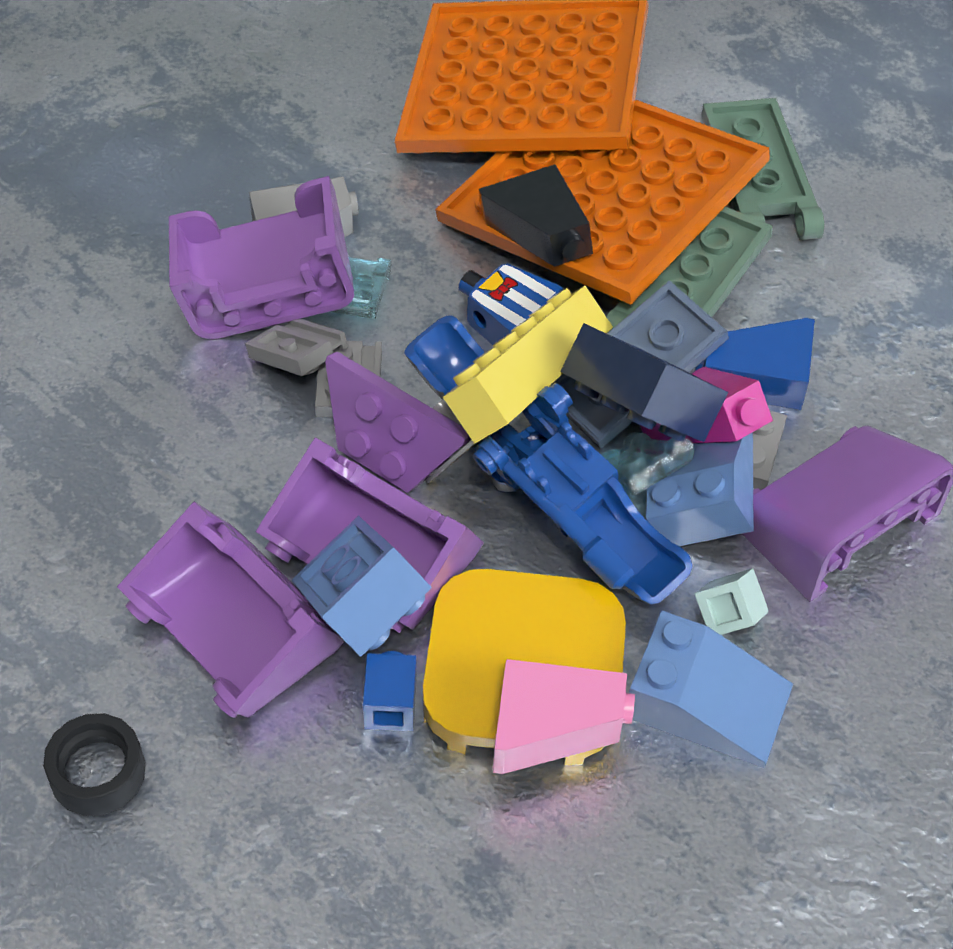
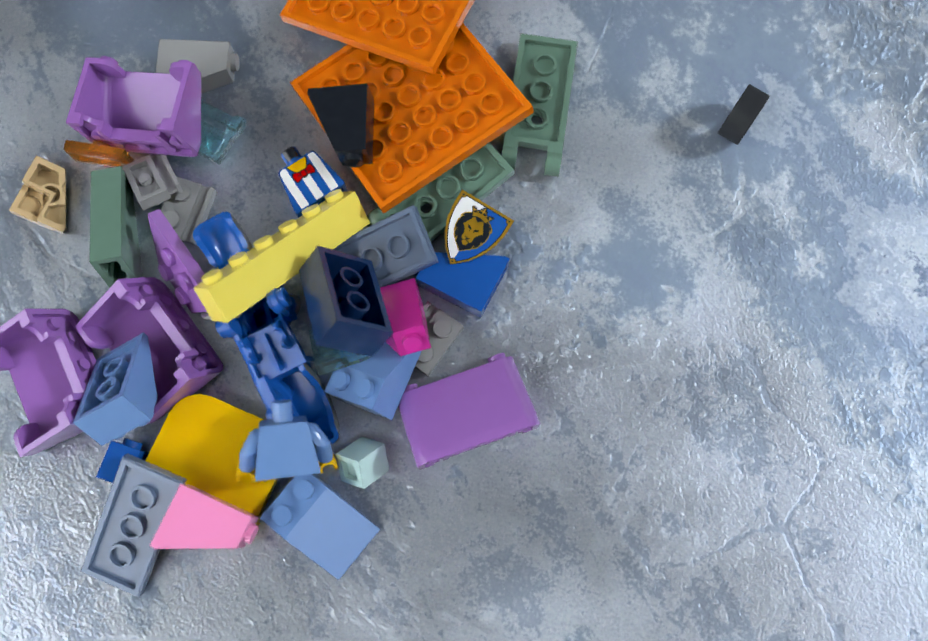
camera: 20 degrees right, 25 degrees up
(142, 405) = (43, 195): none -> tan slope
(206, 337) = (97, 153): none -> clear orange plate
(265, 406) = (113, 226): none -> sand green slope
(442, 759) = (128, 523): none -> sand blue tile
(633, 576) = (284, 447): none -> medium blue torso
(753, 296) = (473, 229): none -> shield

